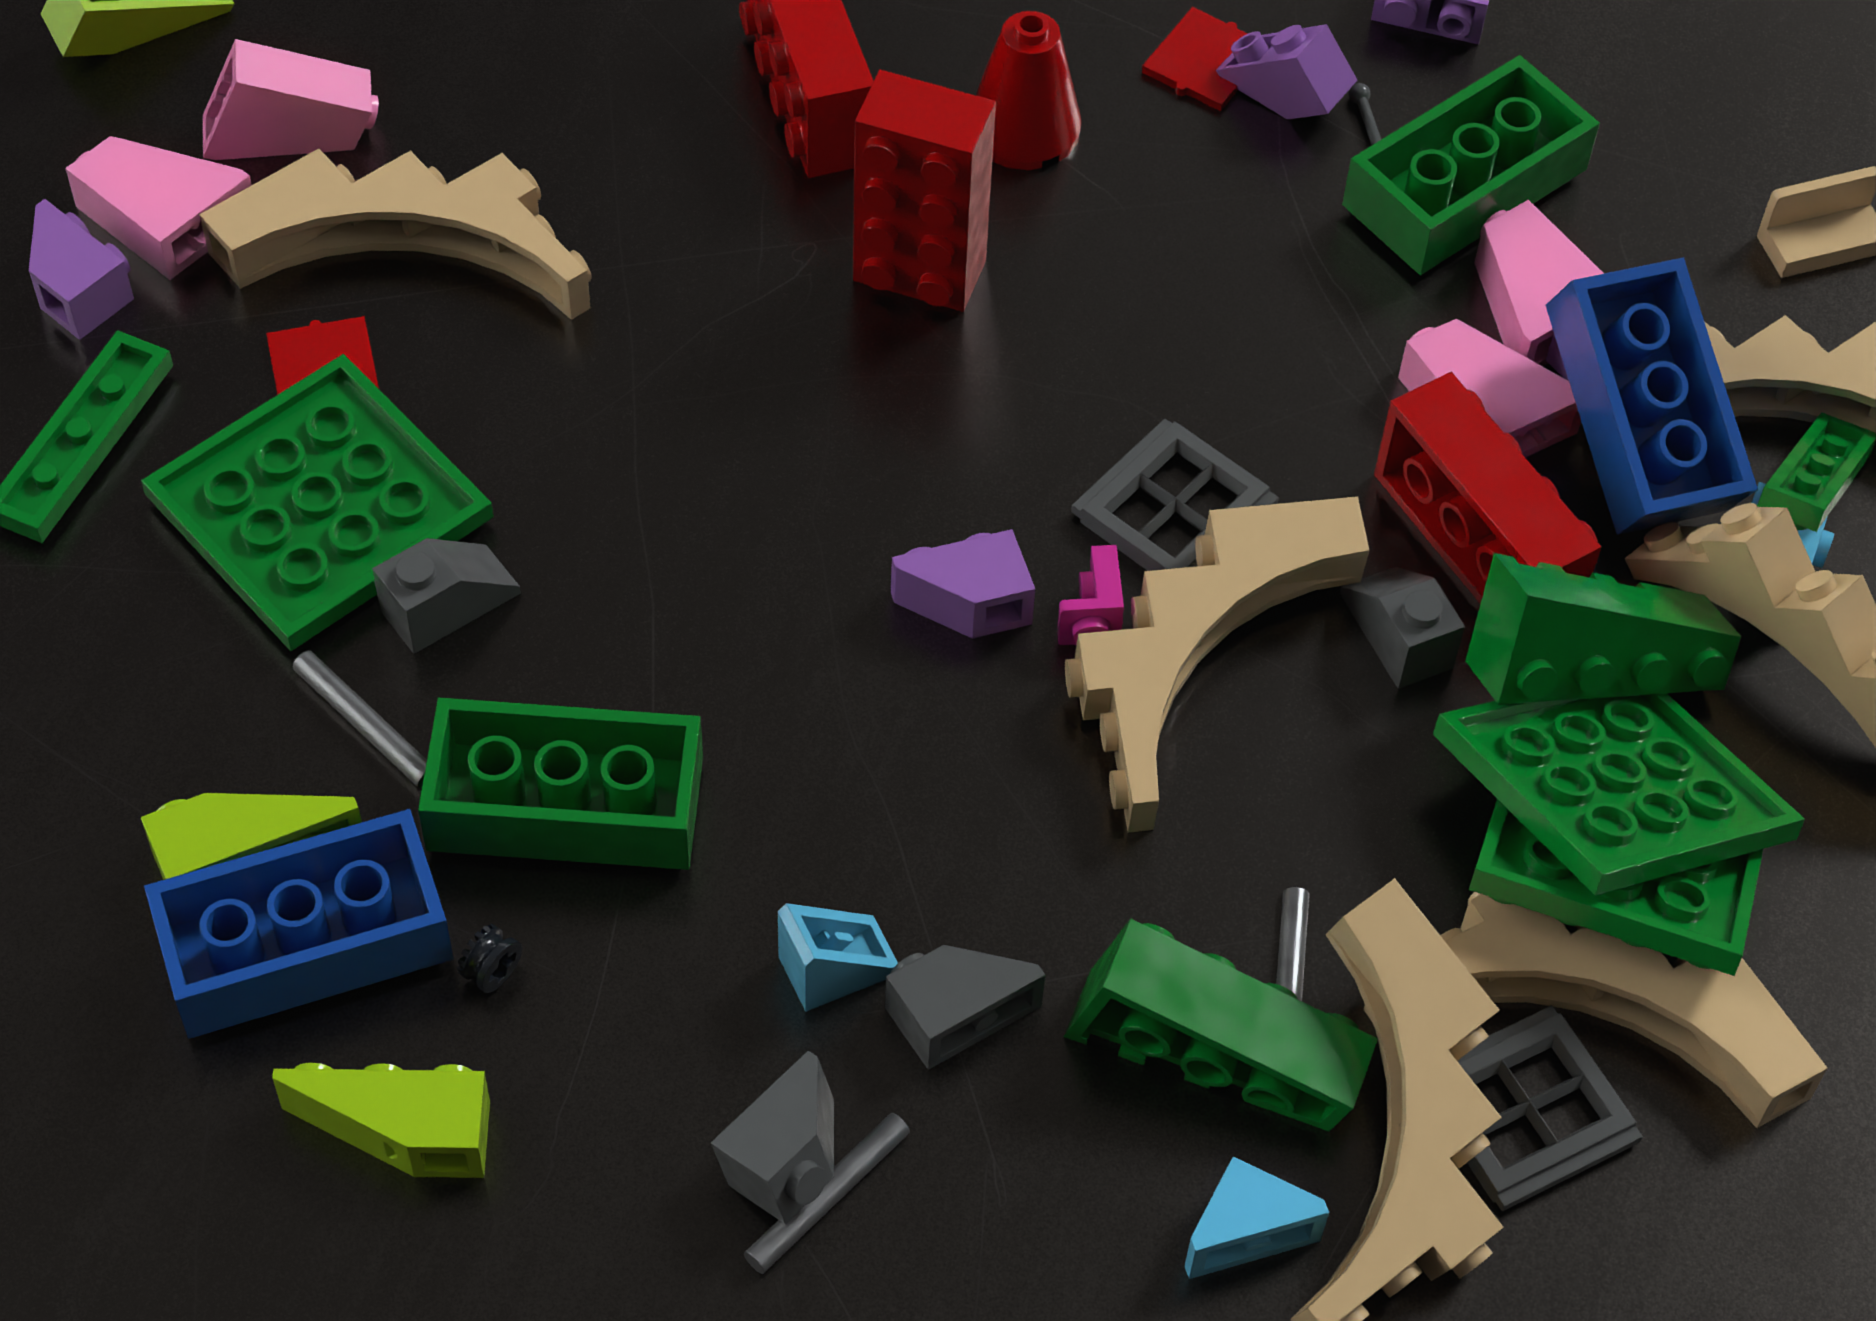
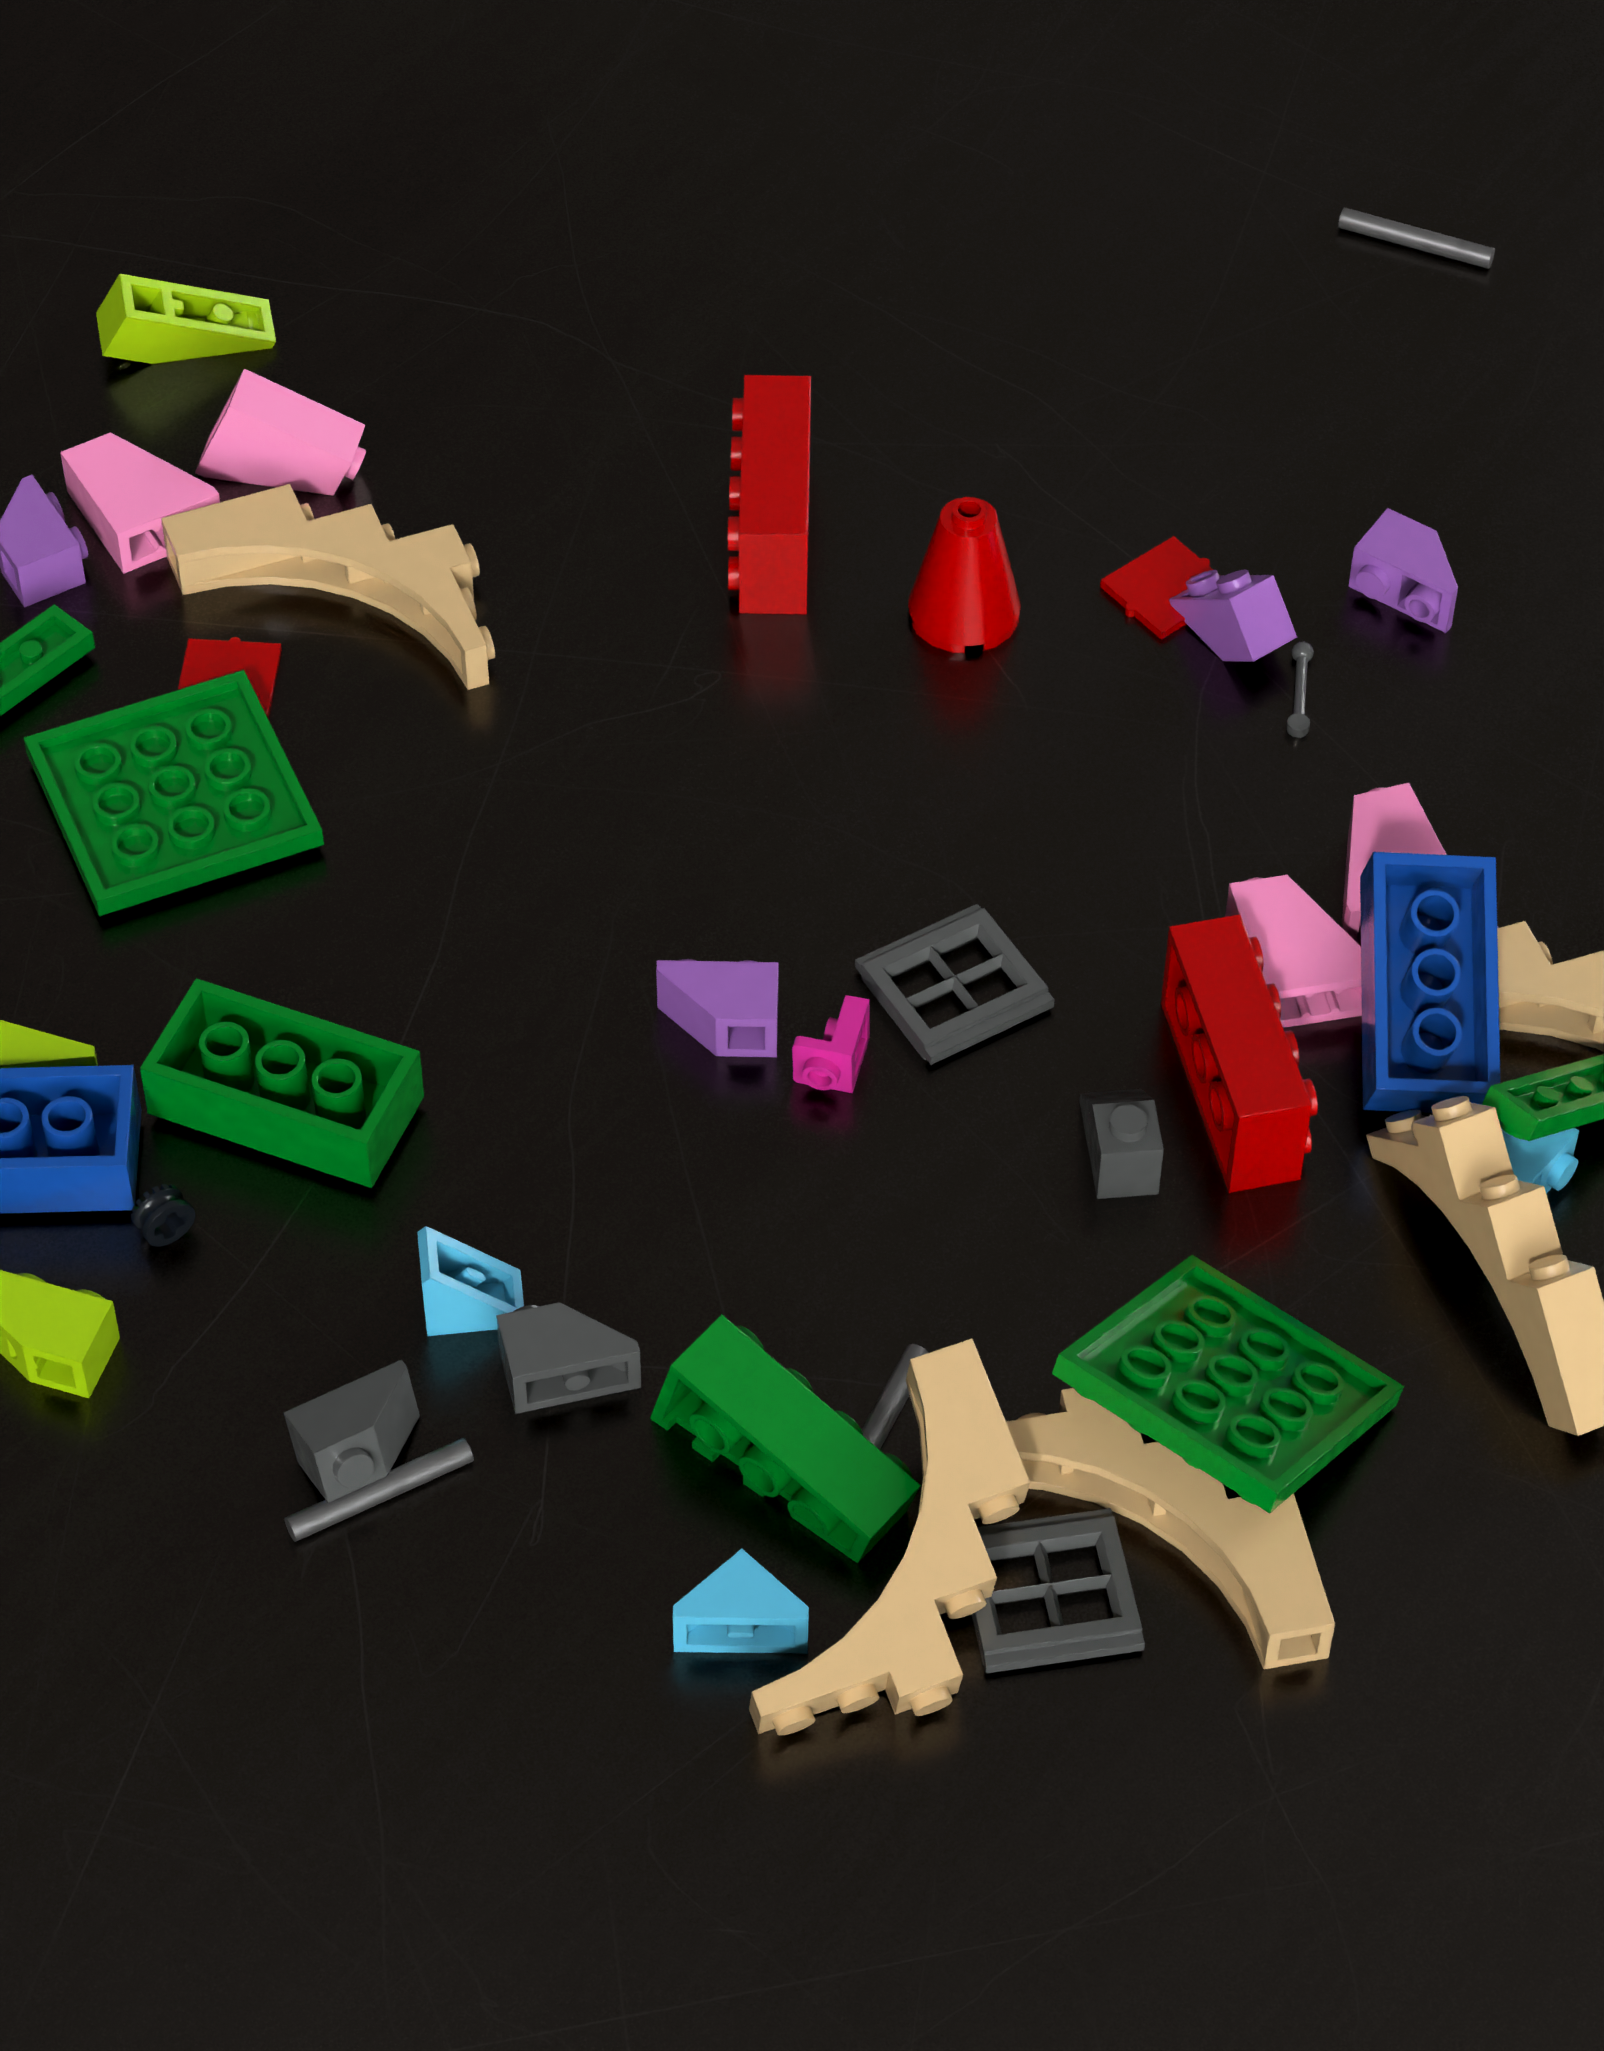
camera: 20 degrees right, 5 degrees down
(361, 716) = (133, 976): flat silver bar -> none
(440, 589) = (249, 892): dark grey slope -> none
(922, 189) = (809, 639): red brick -> none
(1243, 567) = (986, 1051): tan arch -> none
(1467, 159) = (1370, 730): green brick -> none
(1590, 637) = (1282, 1189): green wedge -> none
(1619, 785) = (1246, 1318): green plate -> none

